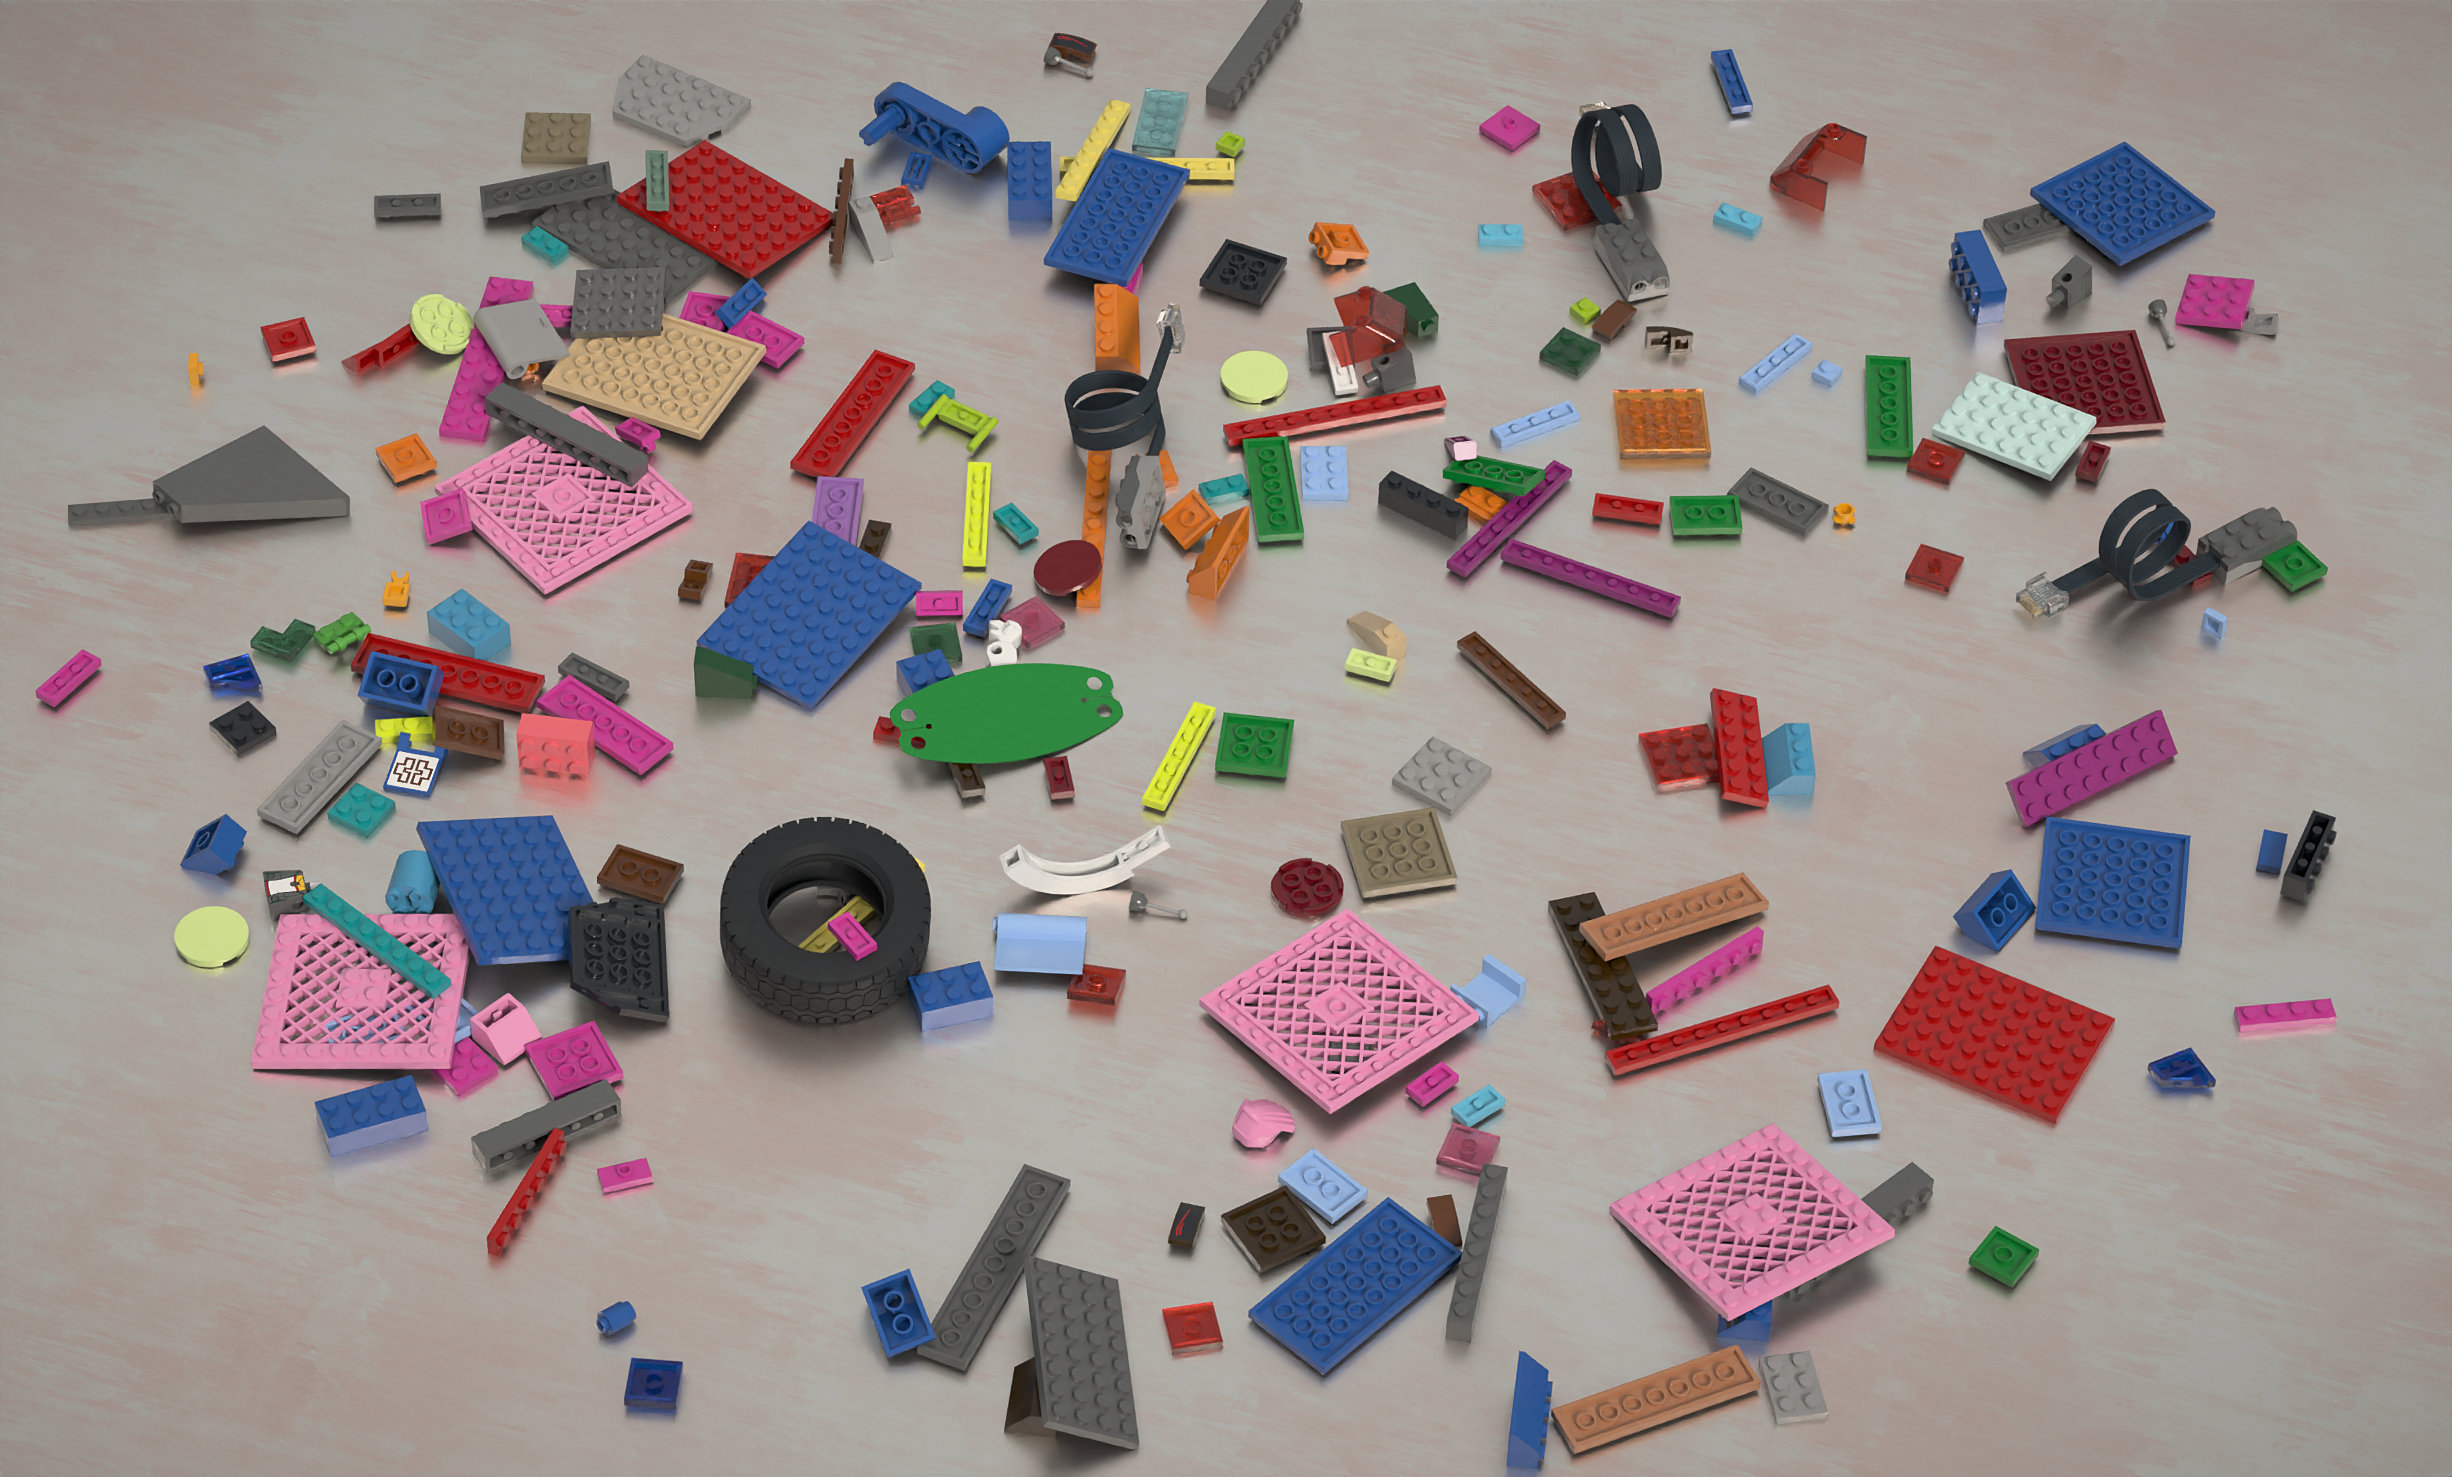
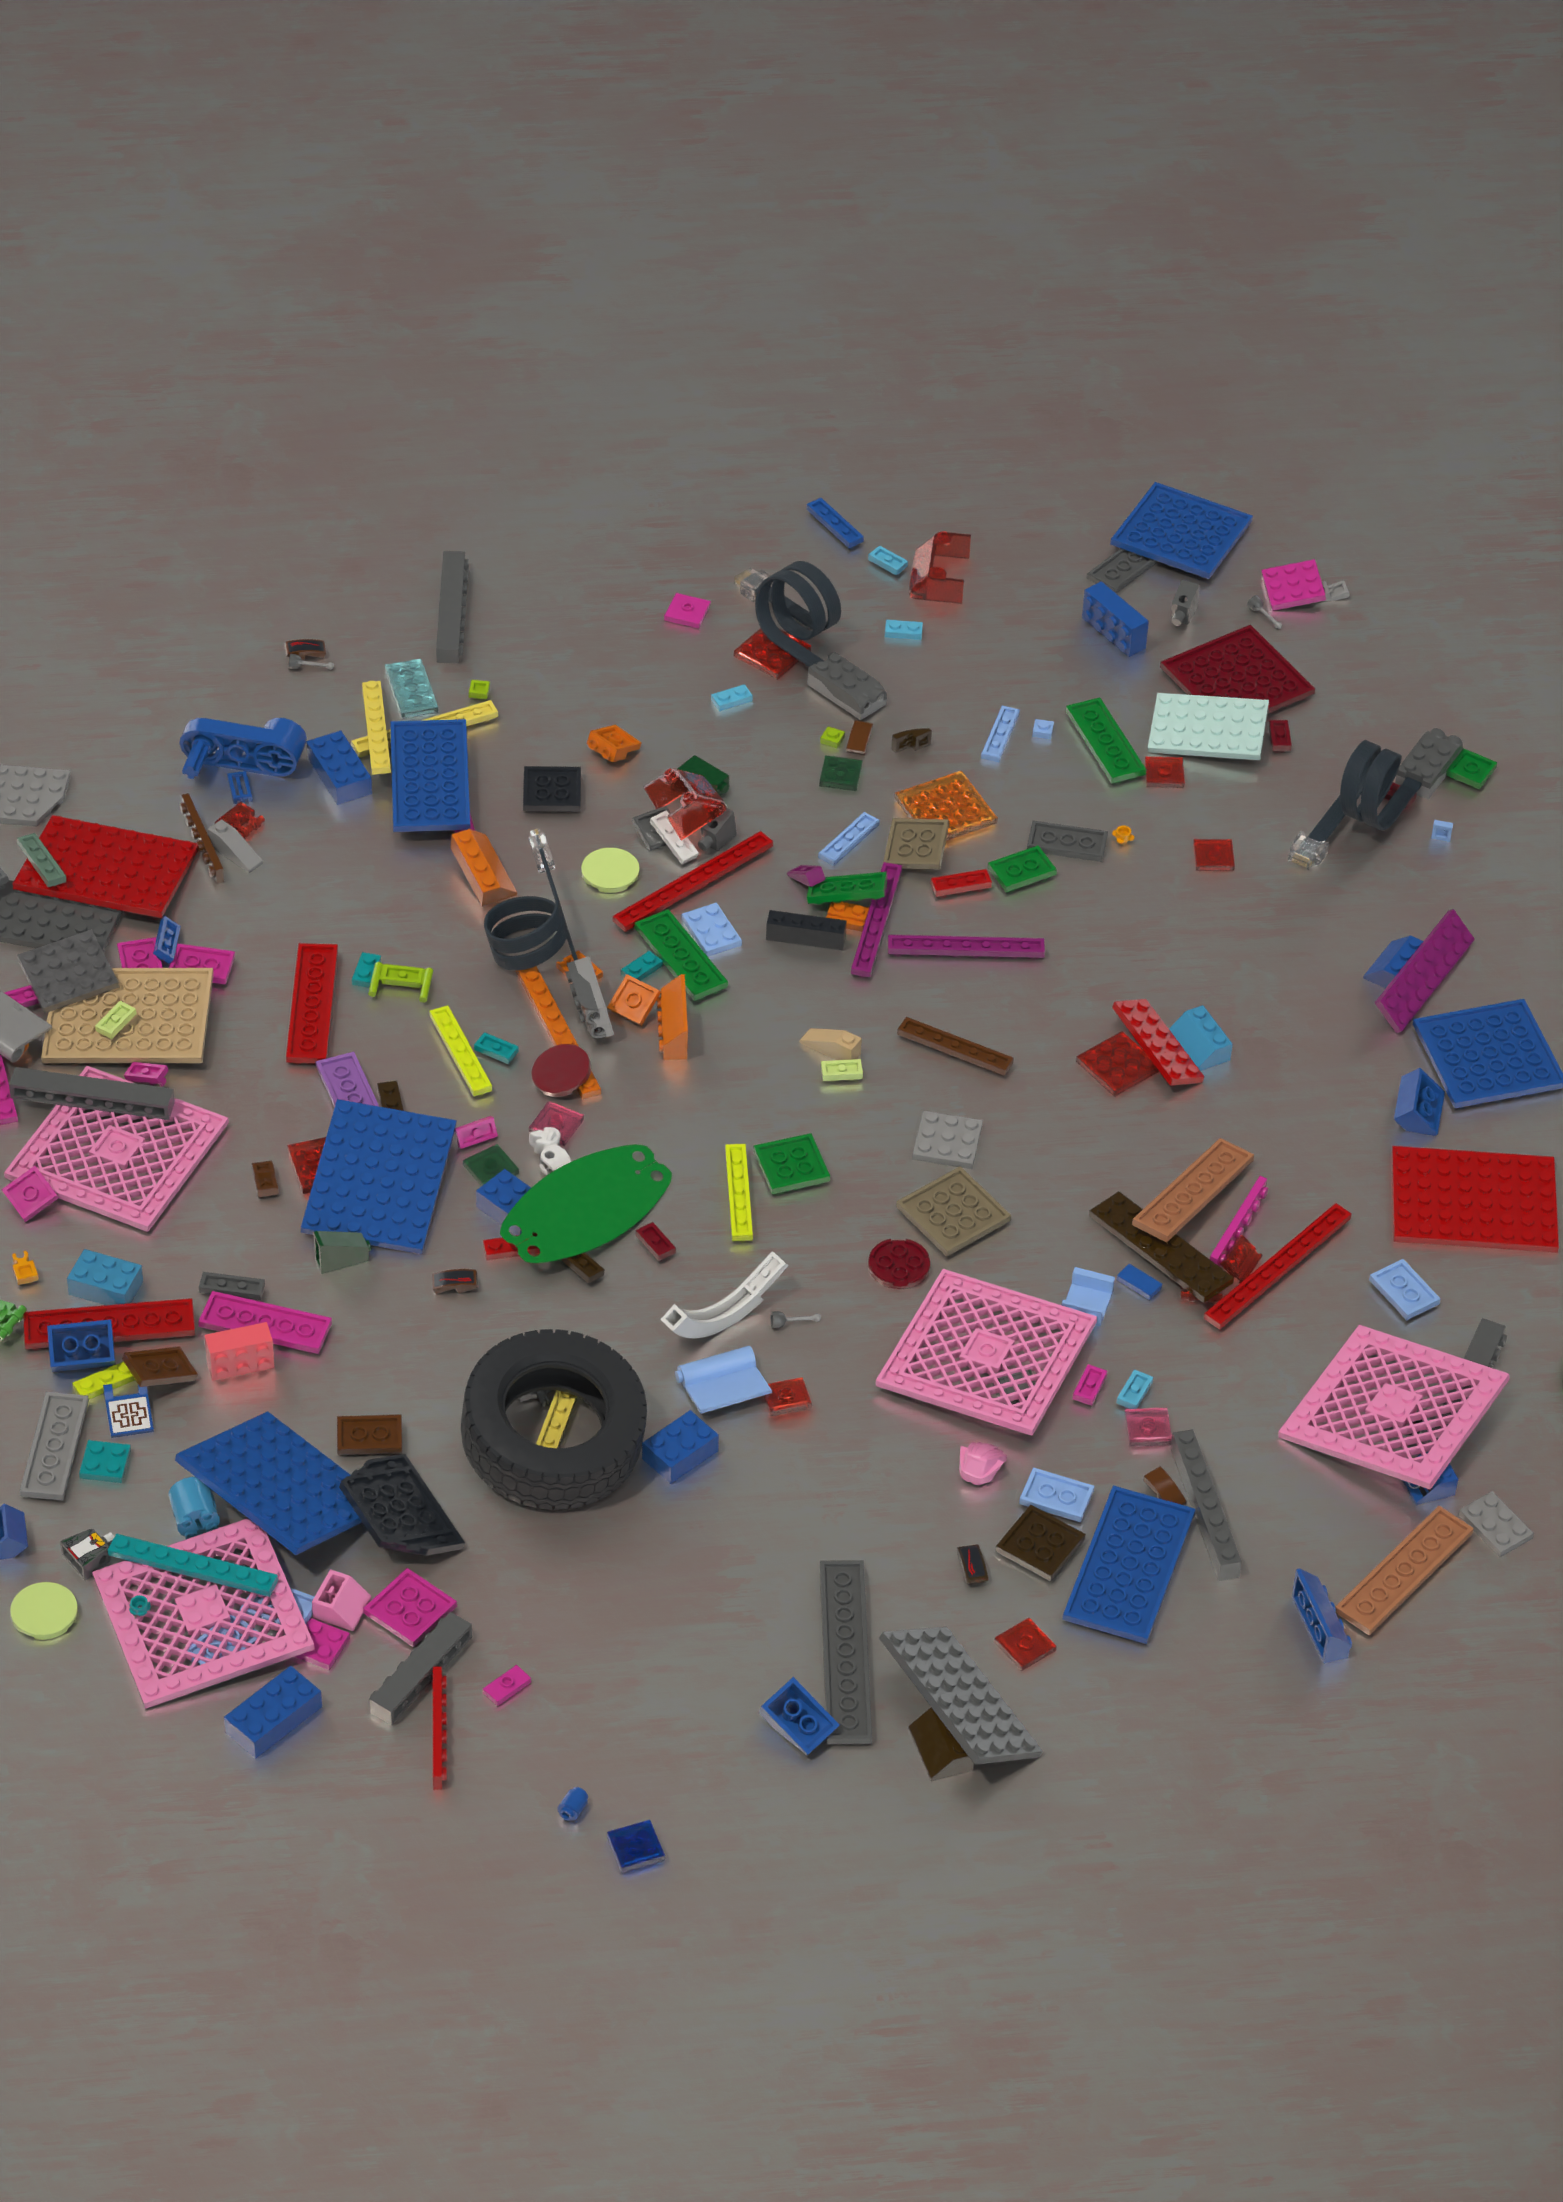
camera: 25 degrees left, 0 degrees up
(300, 962) = (139, 1601): none -> teal plate
(634, 367) = (115, 1019): none -> yellowish green plate
(827, 747) = (458, 1279): none -> slope
(852, 936) = (596, 1423): dark pink plate -> none
(987, 607) = (515, 1123): blue plate -> none
(1557, 995) = (1139, 1281): none -> blue tile
(1601, 450) = (917, 843): none -> dark tan plate
(1683, 1008) = (1241, 1259): none -> clear red plate
(1765, 139) = (888, 560): none -> medium azure plate

